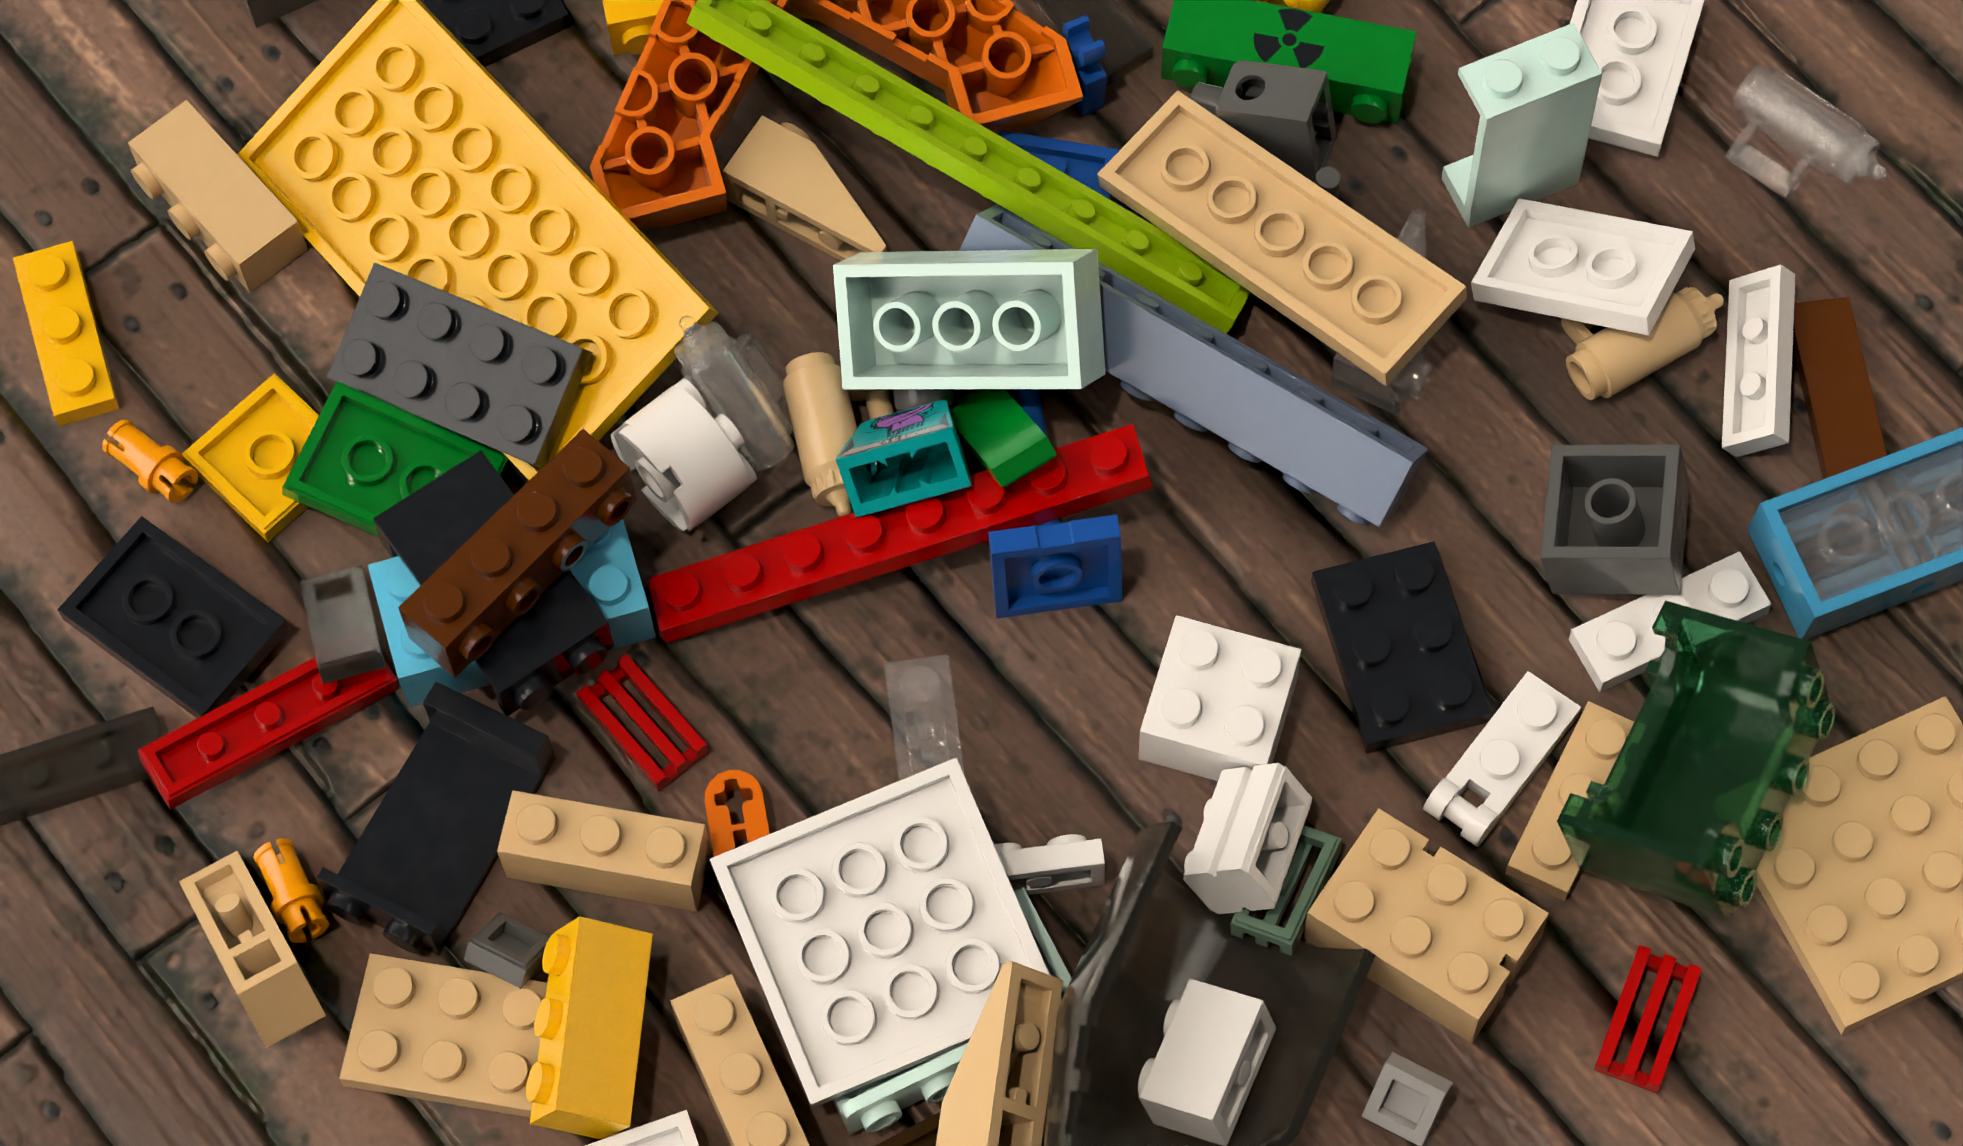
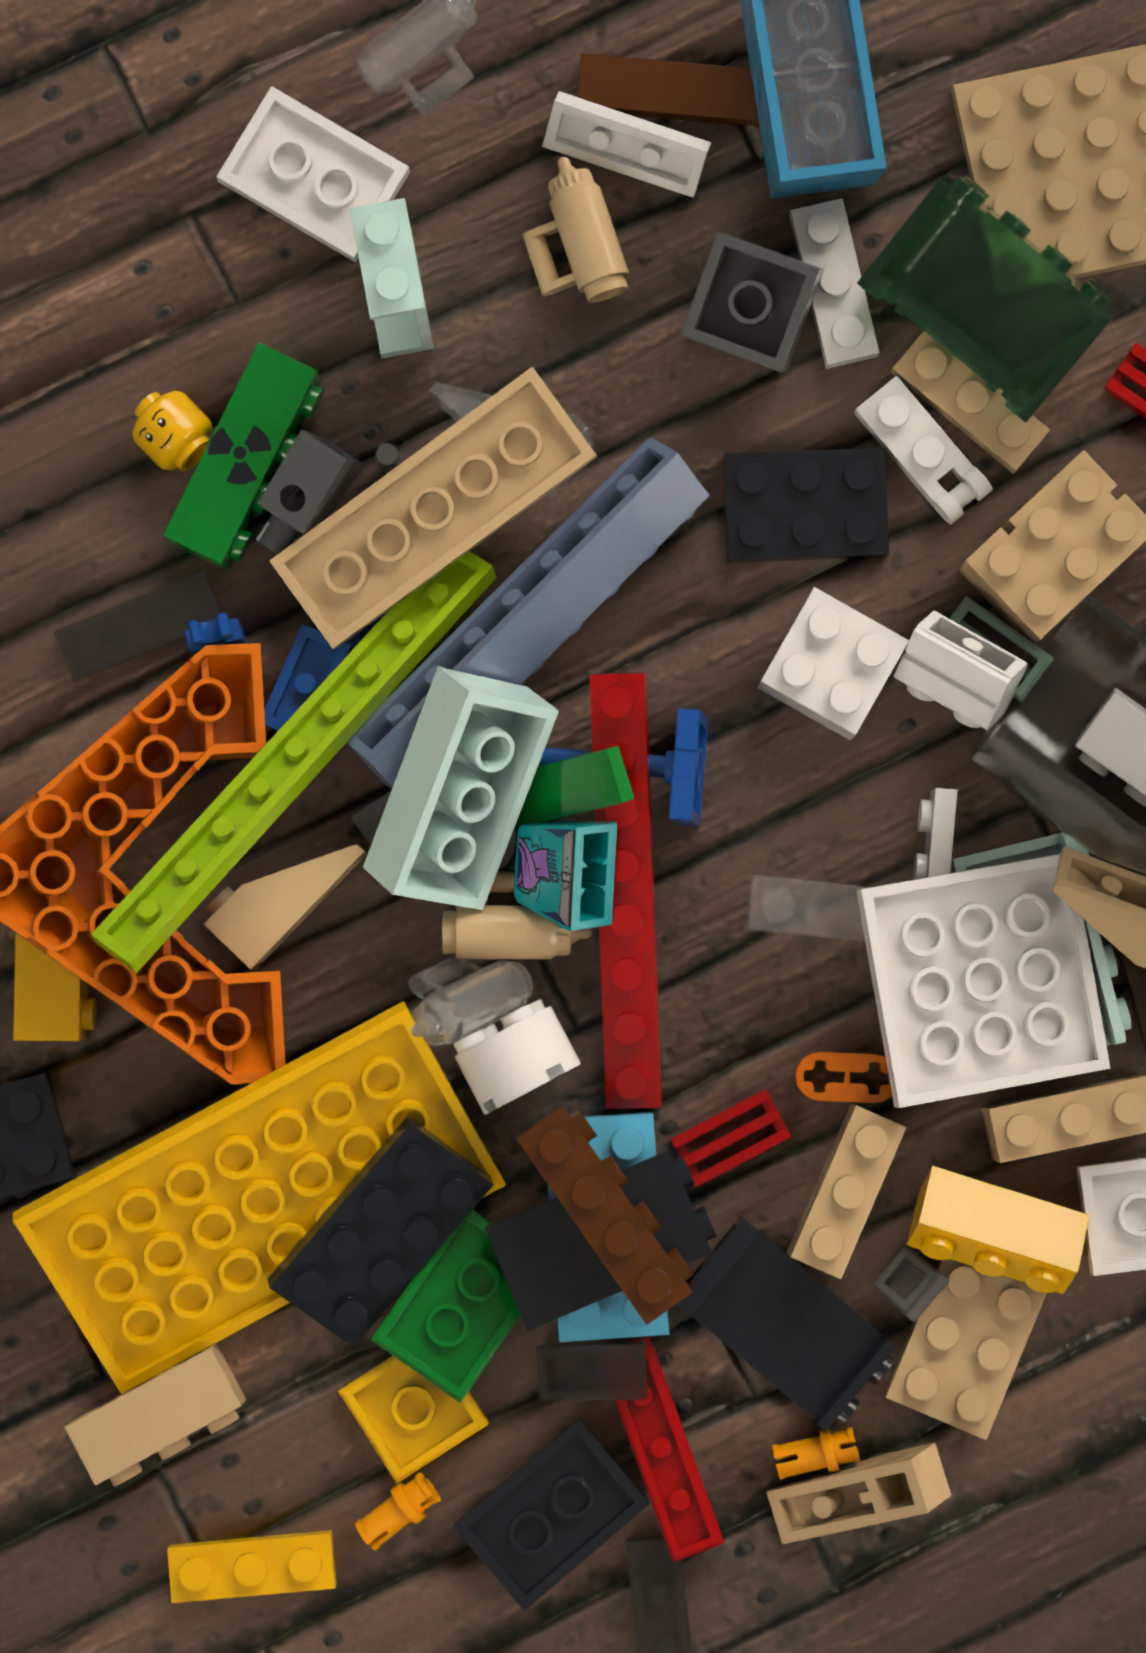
camera: 80 degrees left, 20 degrees up
(1583, 266) = (514, 263): white plate -> none

